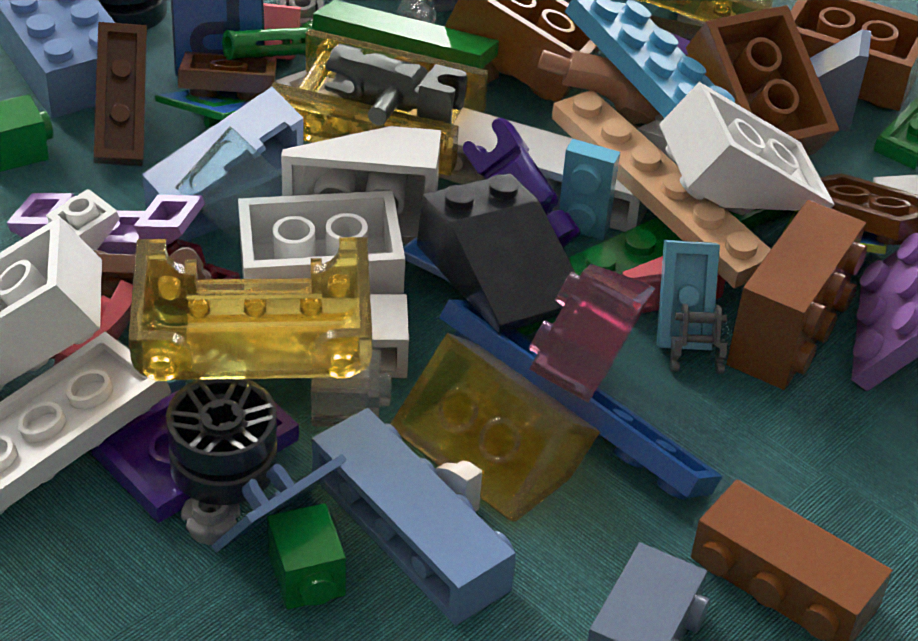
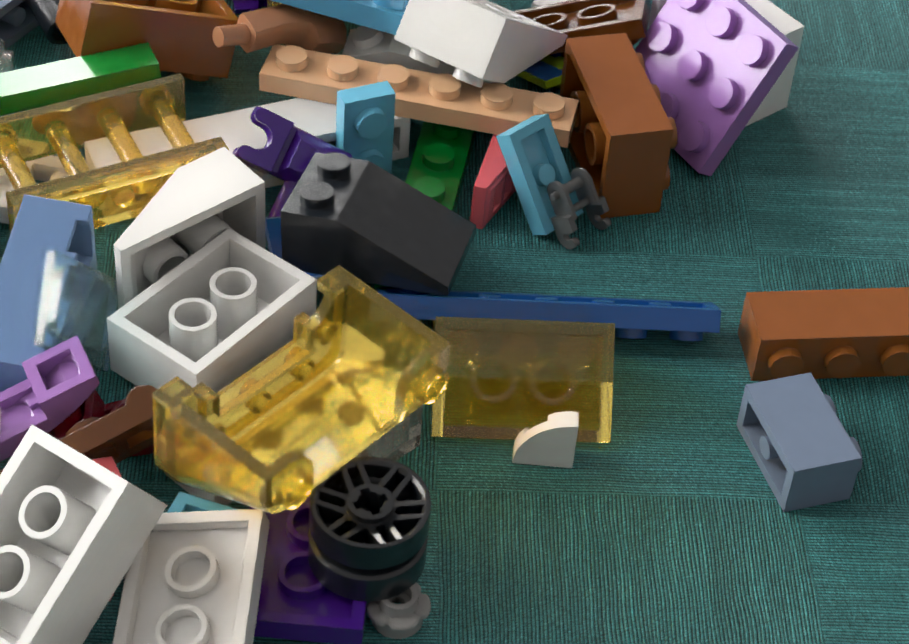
camera: 45 degrees left, 0 degrees up
(286, 494) = (465, 548): medium blue piece -> none
(306, 556) = (522, 578): green brick -> none
(395, 85) = (126, 131): pearl dark grey piece -> none
(415, 516) = (552, 487): medium blue brick -> none
(589, 330) = (543, 243): clear pink slope -> none

